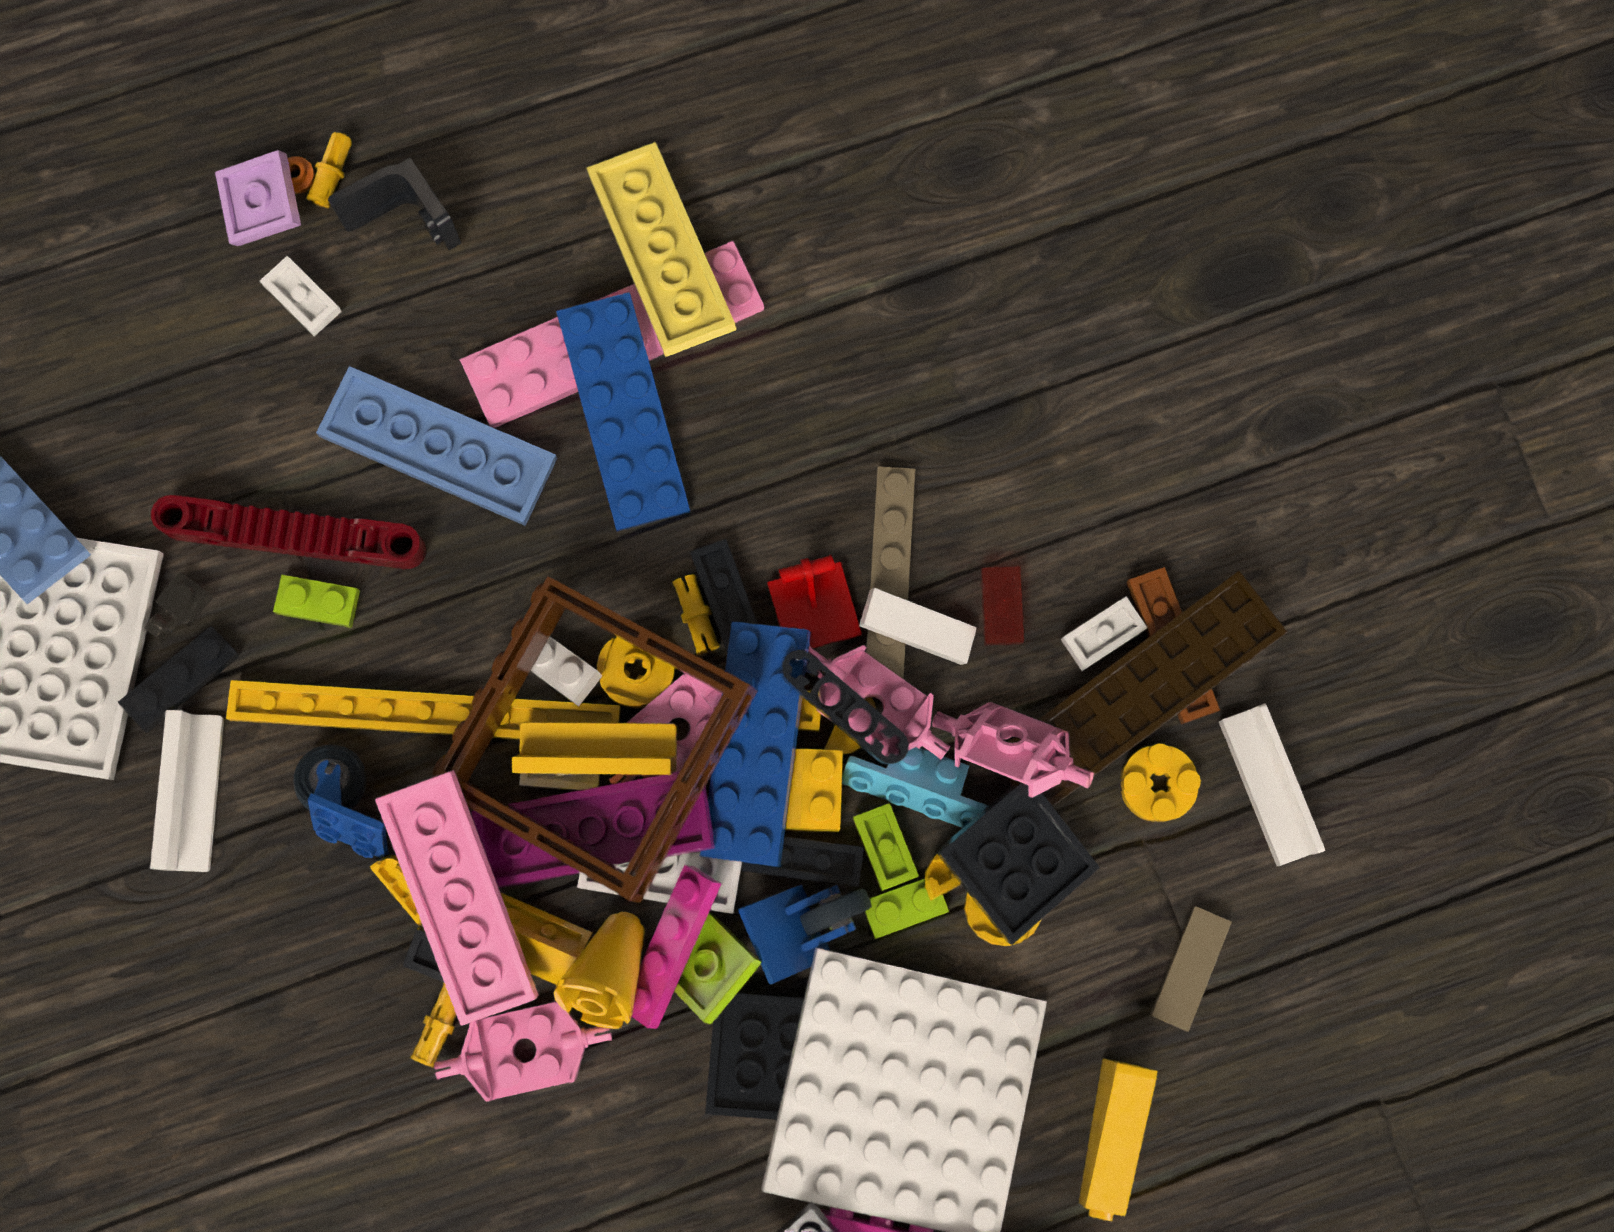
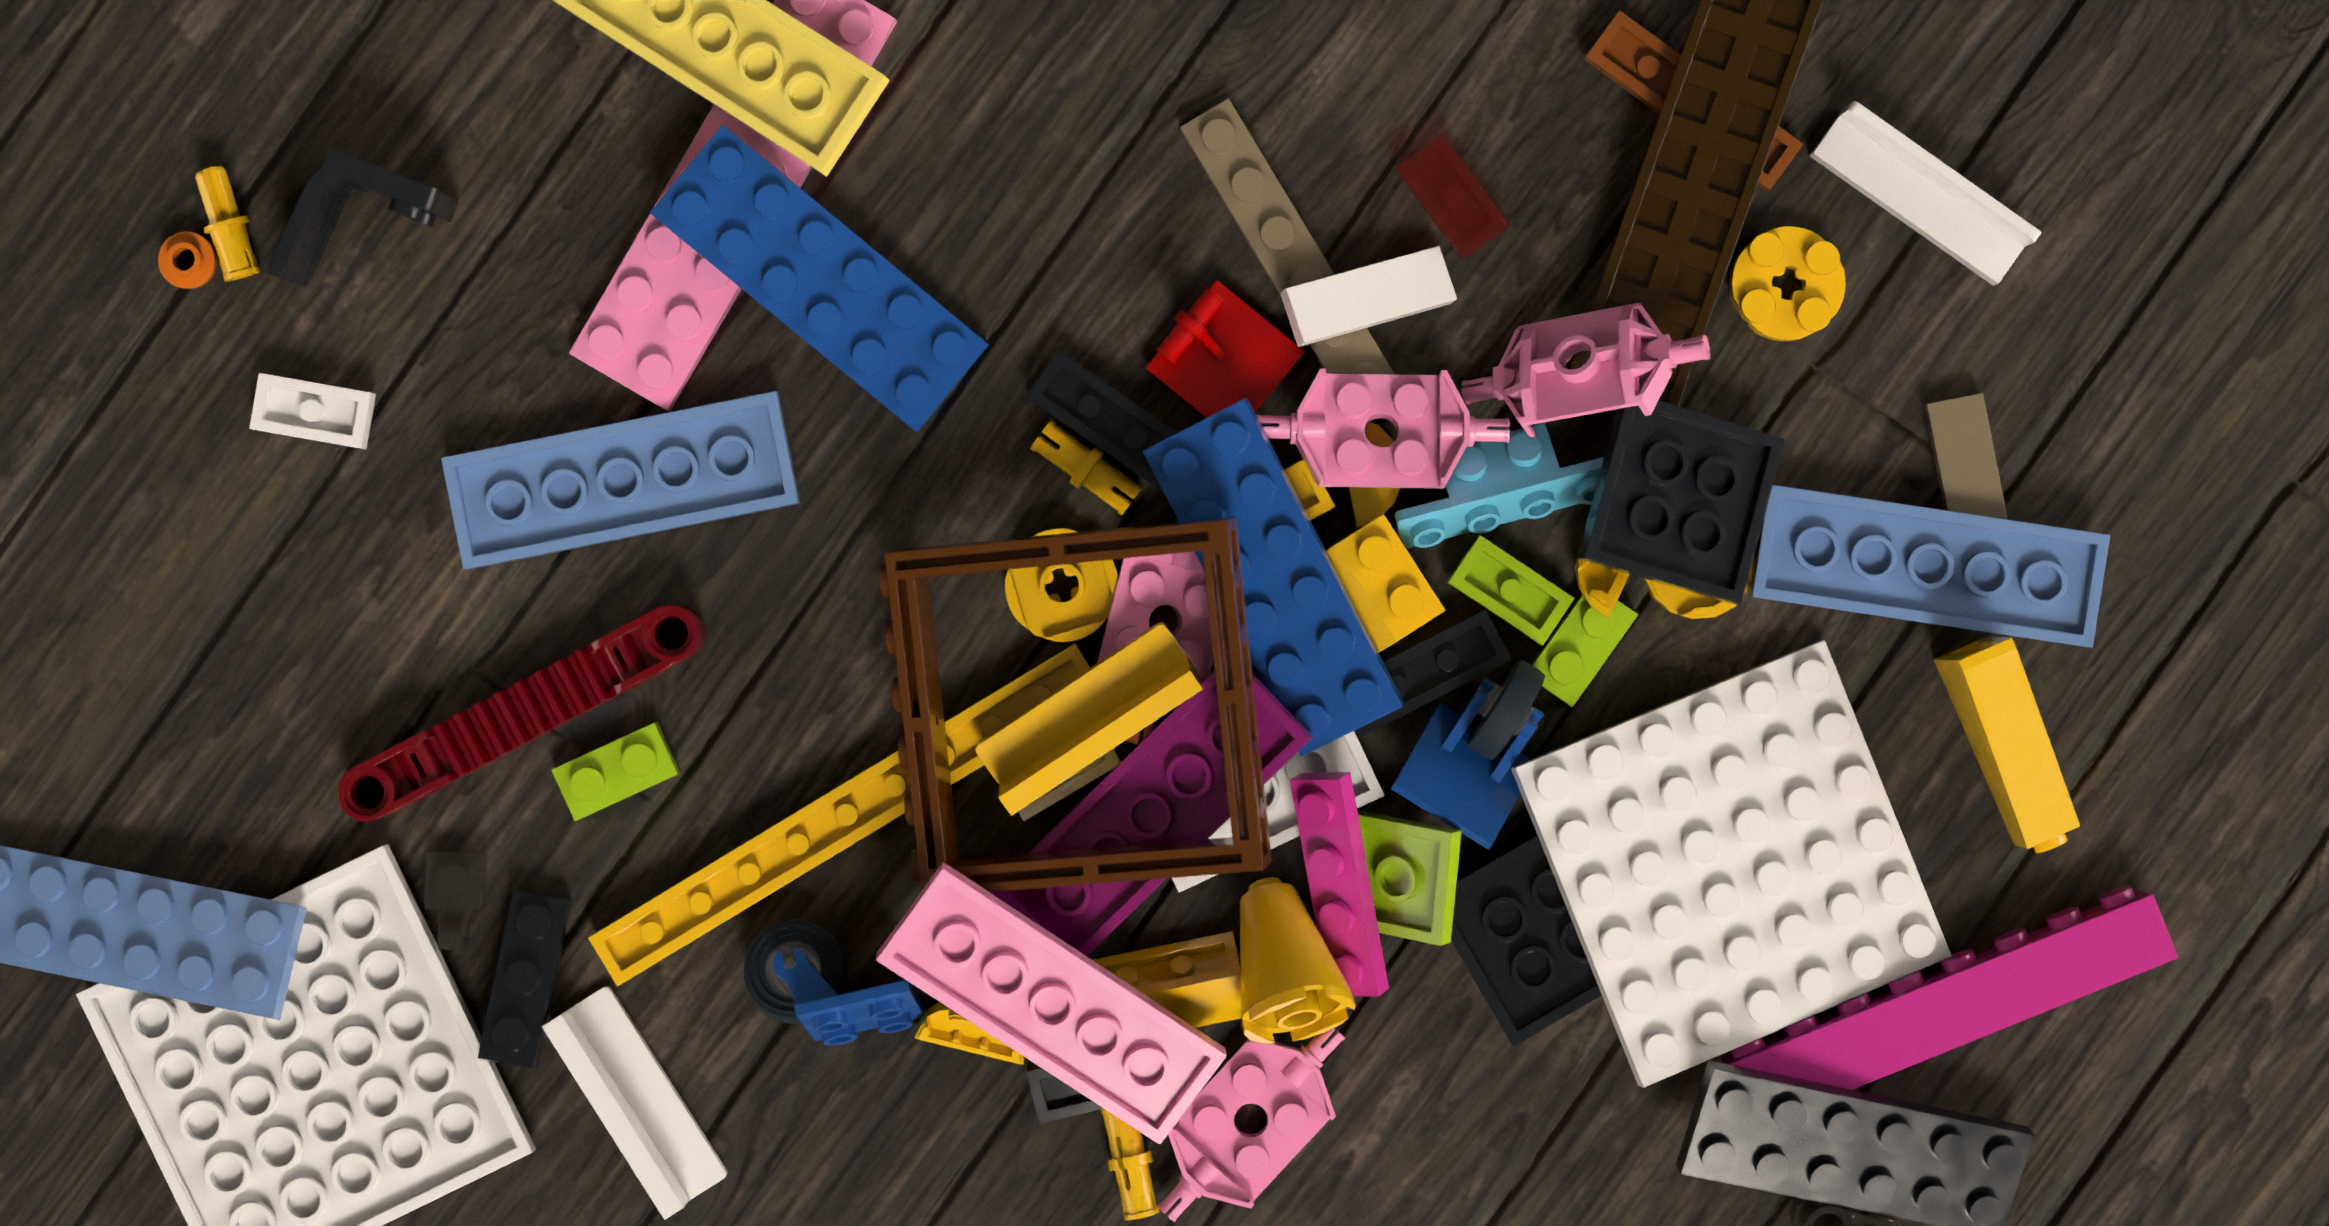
camera: 25 degrees left, 10 degrees up
(258, 198) = (167, 325): lavender plate -> none
(565, 672) = (982, 648): white plate -> none
(846, 704) = (1353, 460): black beam -> none
(1104, 633) = (1599, 145): white plate -> none
(1137, 1001) = (1930, 566): none -> medium blue plate

